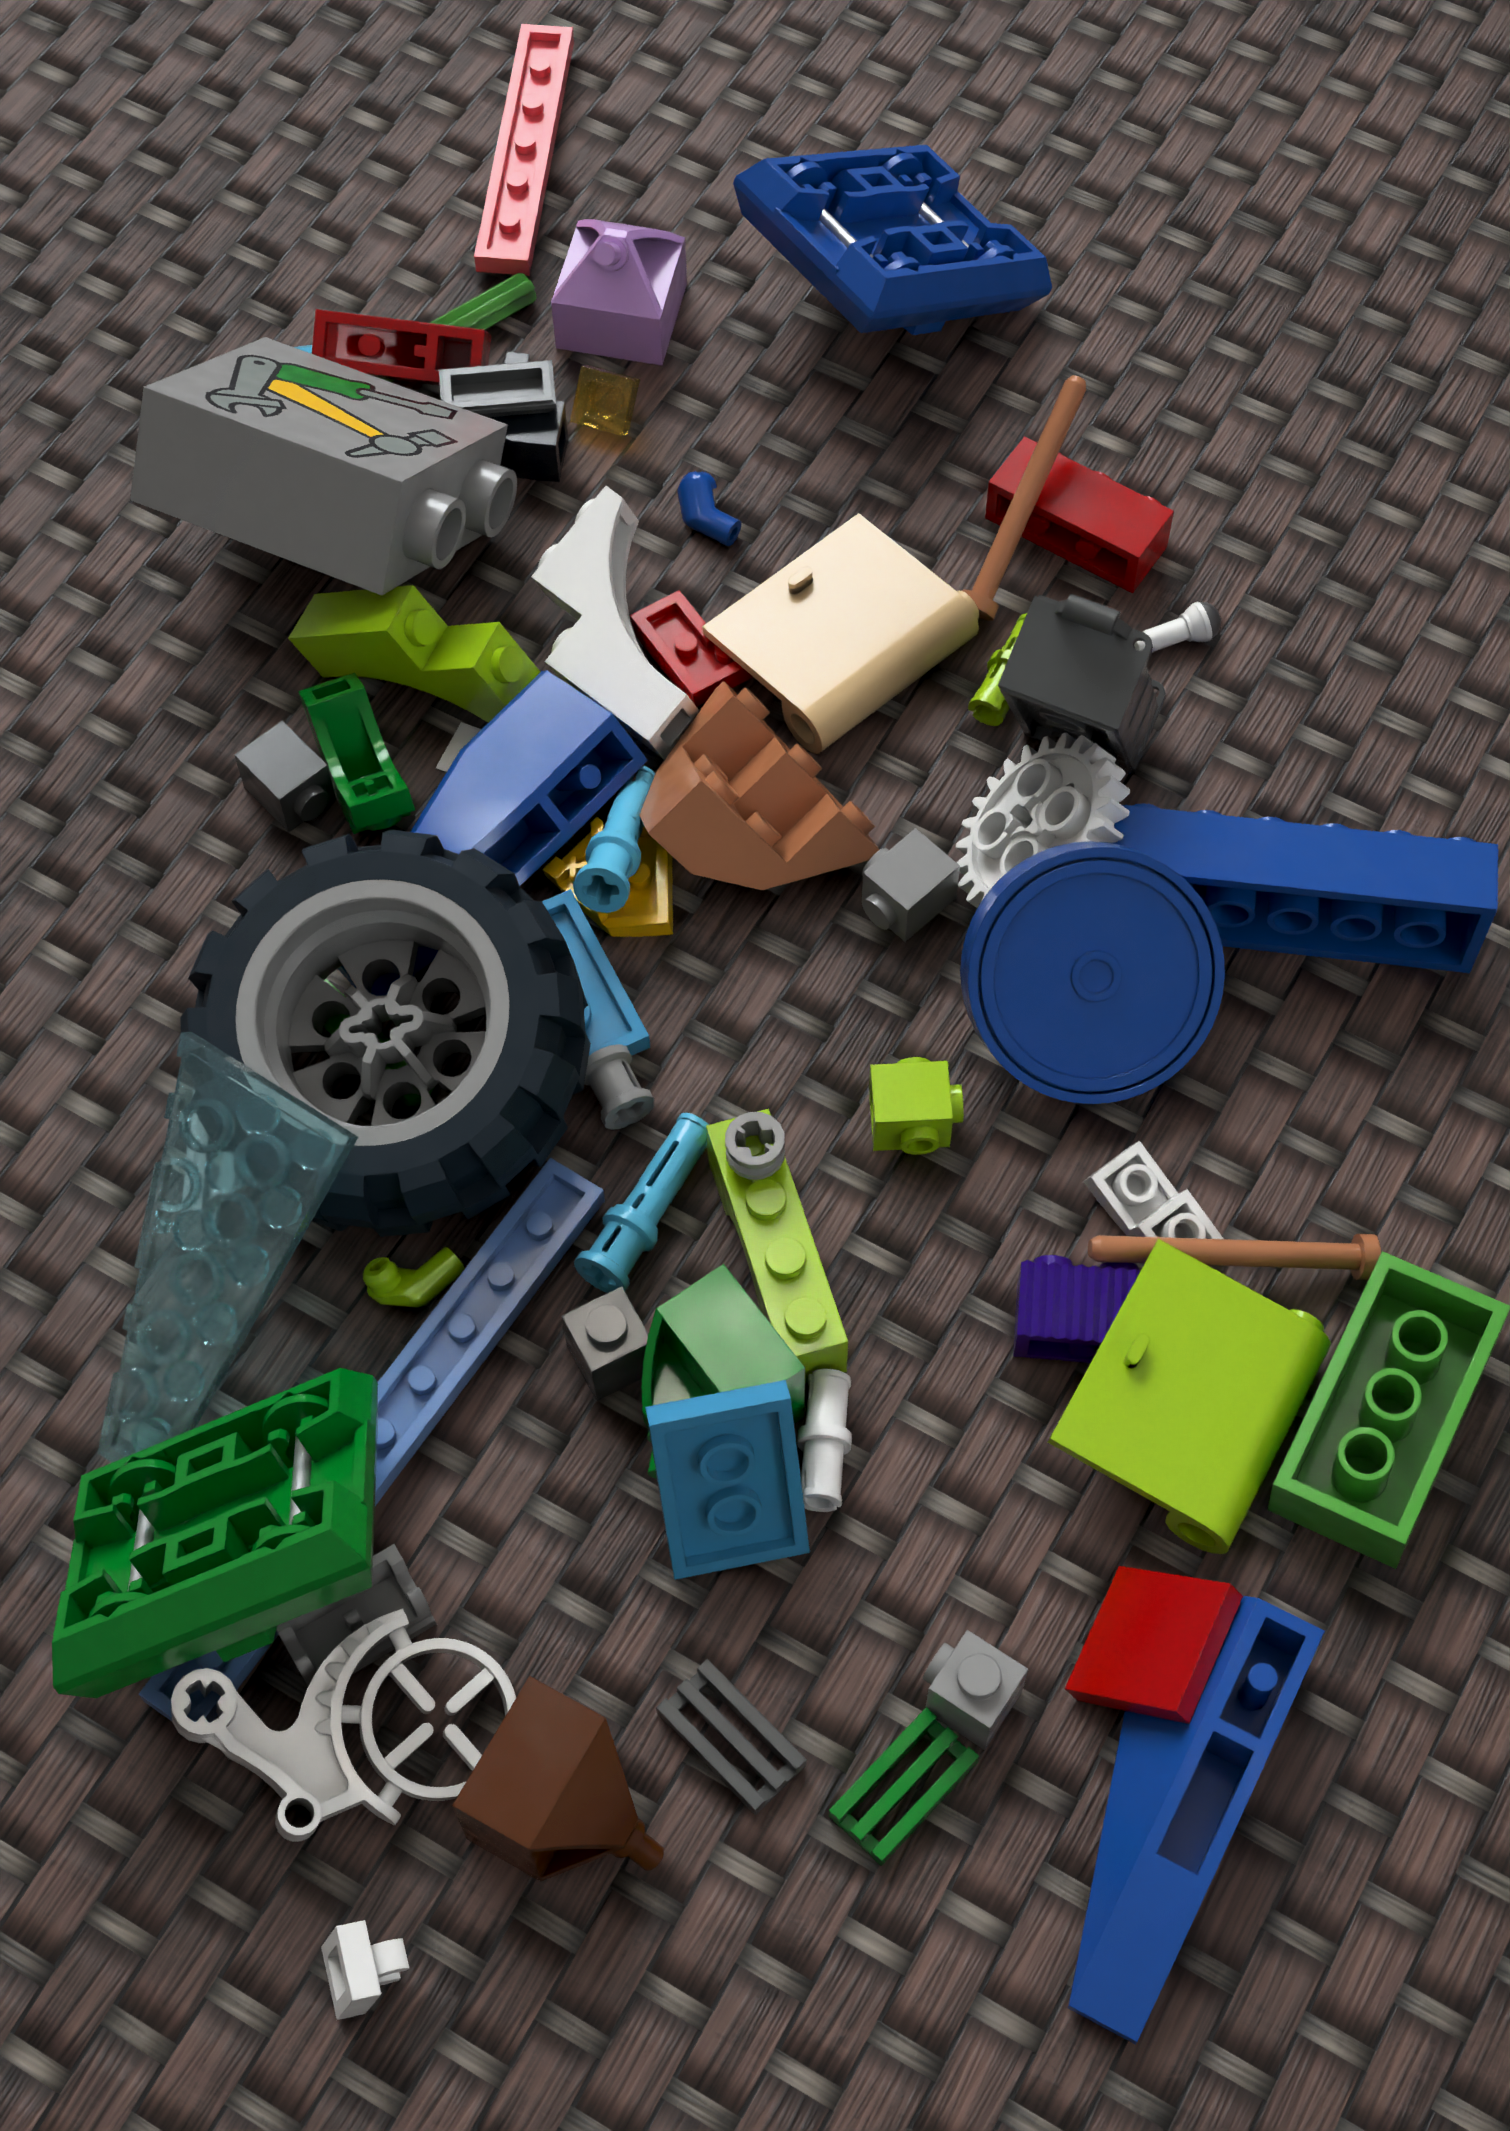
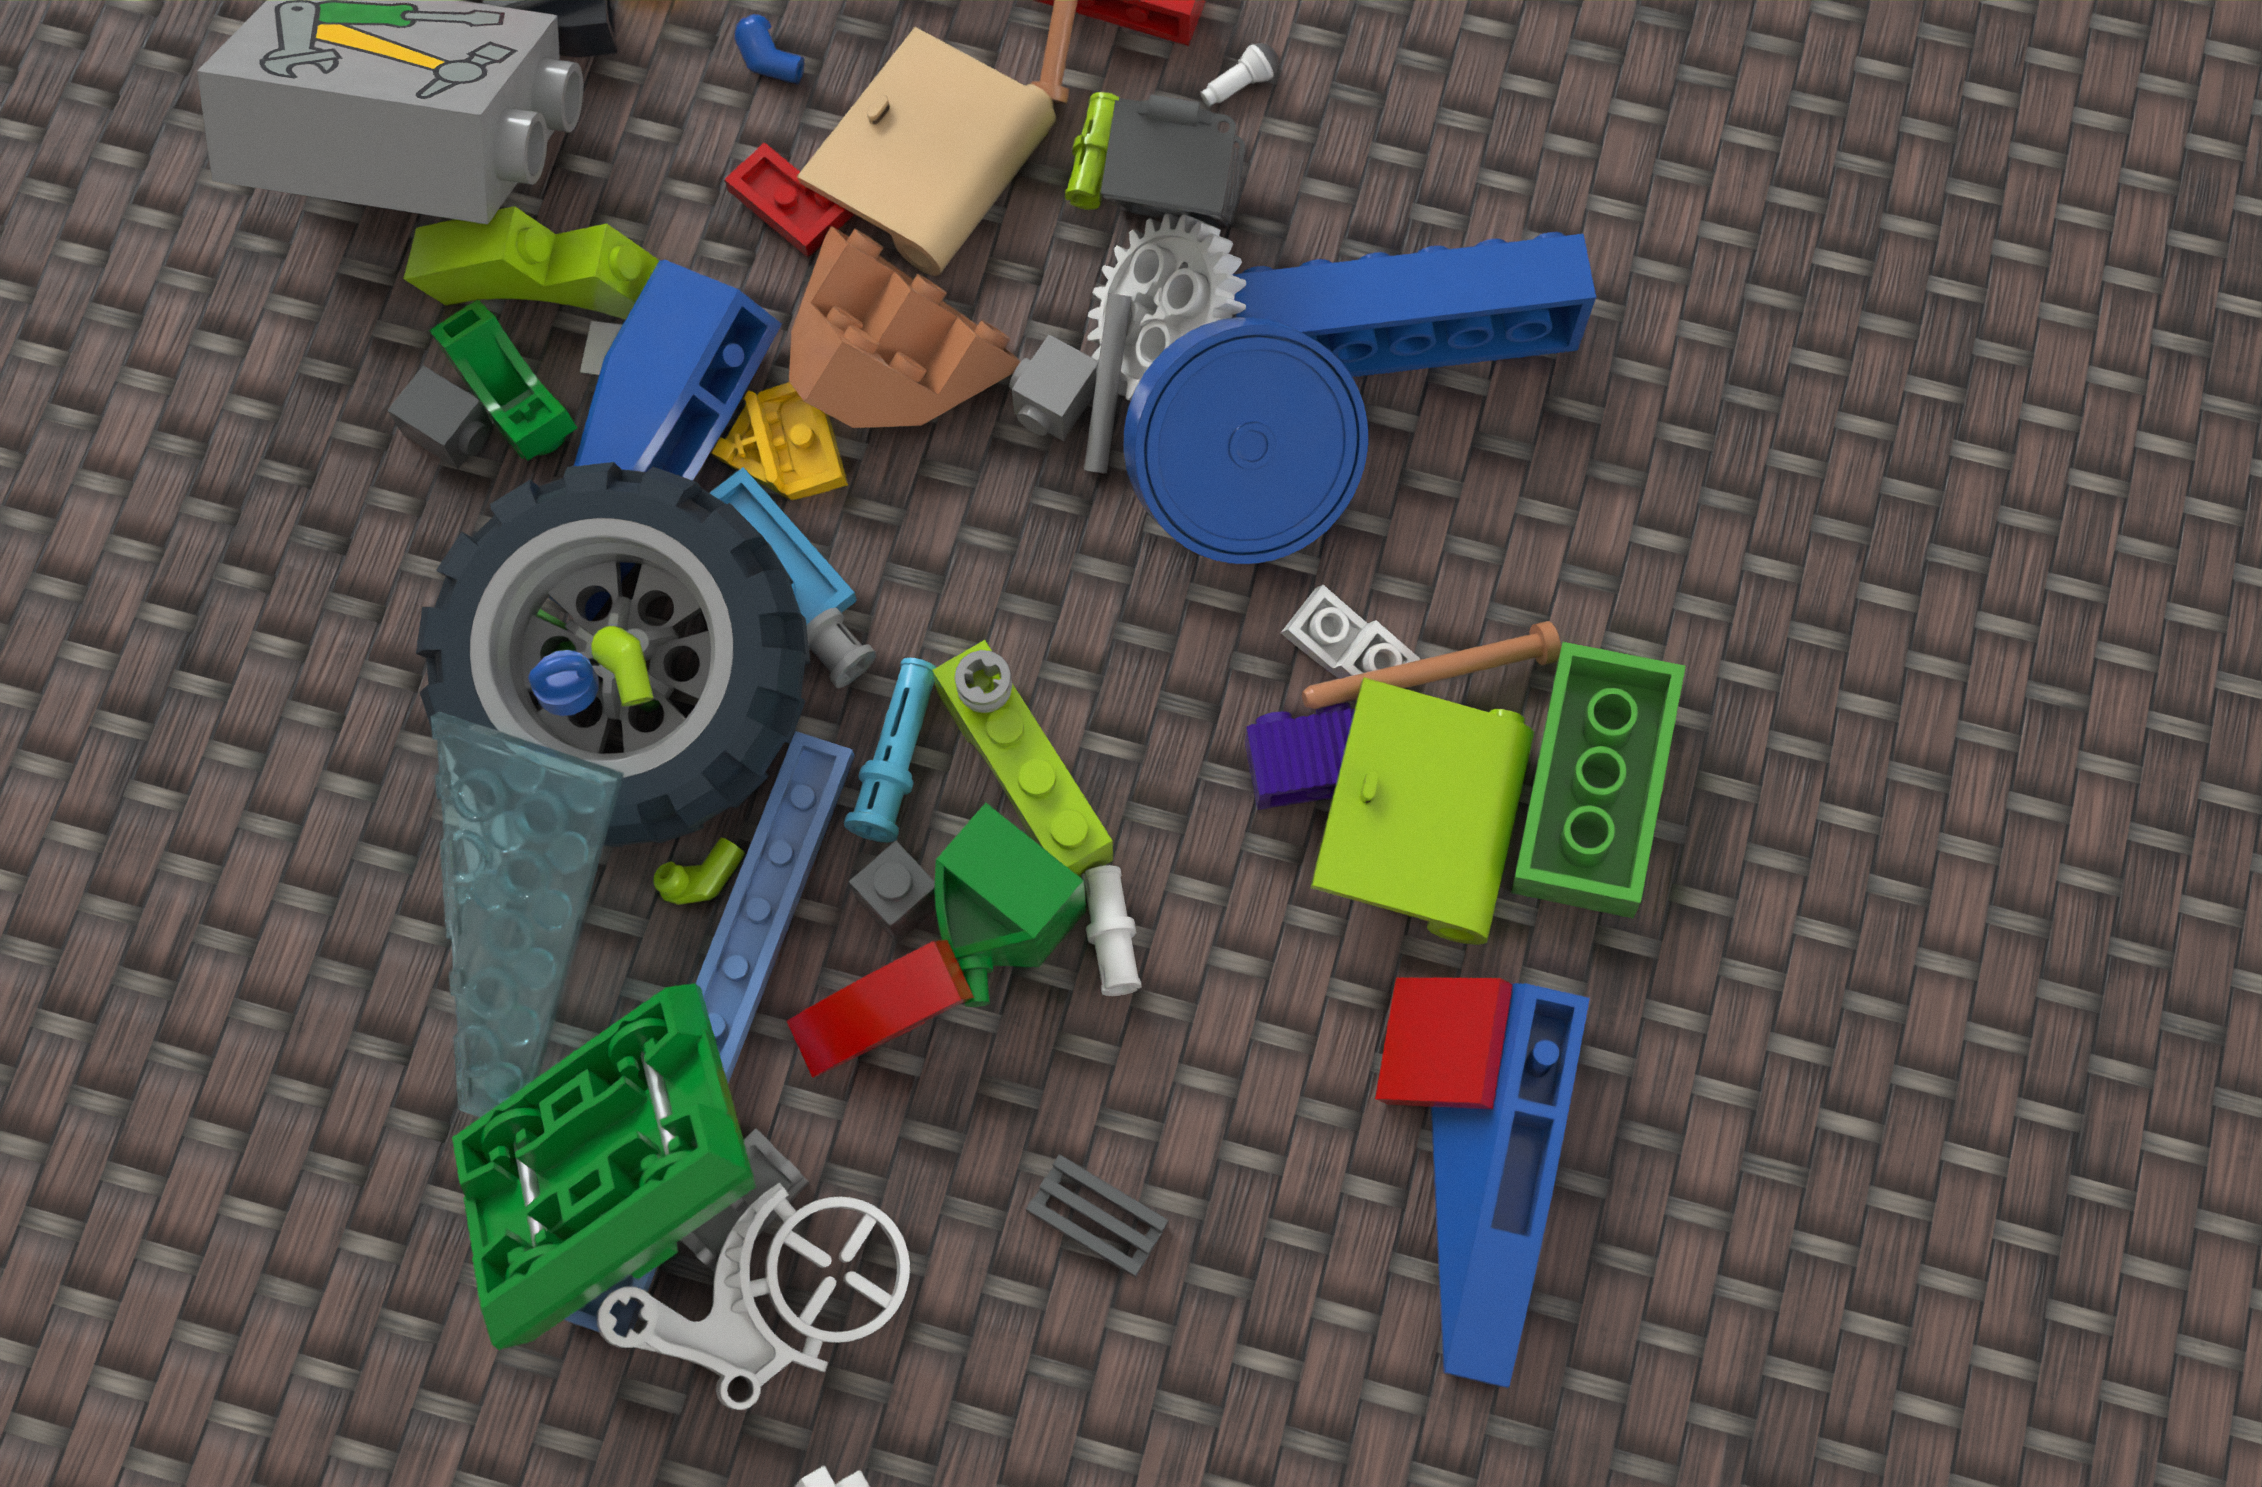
camera: 15 degrees left, 10 degrees up
(325, 1038) = (564, 682): none -> blue tile
(391, 1025) = (623, 657): none -> lime arm
(552, 1790) = (959, 1309): reddish brown piece -> none
(557, 1453) = (879, 1007): none -> red slope
(601, 650) = (708, 222): white arch -> none
(615, 852) = (776, 423): medium azure pin -> none
(729, 1479) = (1040, 994): dark azure plate -> none
(913, 1105) = (1112, 600): lime brick -> none
(943, 1742) = (1283, 1172): green tile -> none
(963, 889) = (1107, 382): none -> light grey bar
(973, 1687) = (1297, 1120): light grey brick -> none

